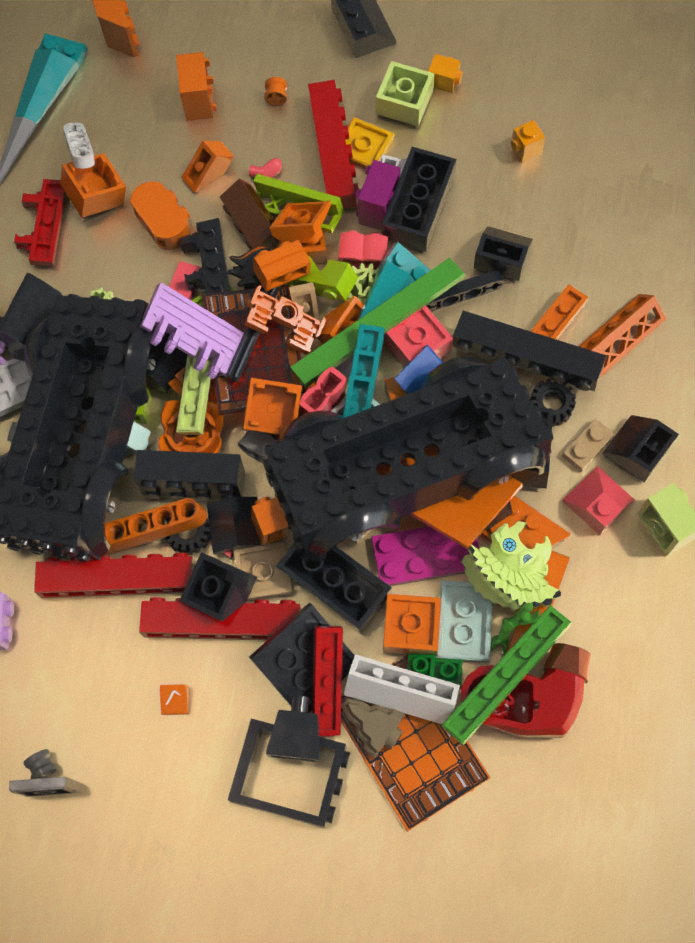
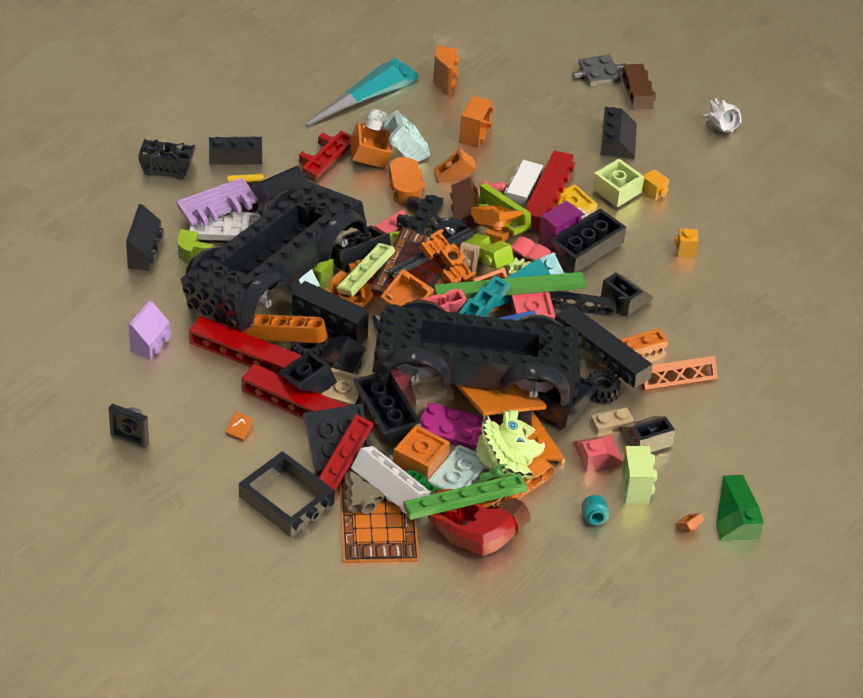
camera: 20 degrees right, 25 degrees down
(133, 156) = (406, 137): none -> light aqua piece
(191, 330) = (382, 231): lavender hinge -> none
(269, 520) = (364, 354): orange brick -> none
(275, 91) = (530, 148): orange wheel -> none
(281, 264) = (465, 228): orange brick -> none
(295, 733) = (305, 465): black torso -> none
(298, 150) = (524, 182): none -> white brick
(647, 593) = (595, 510): none -> teal head

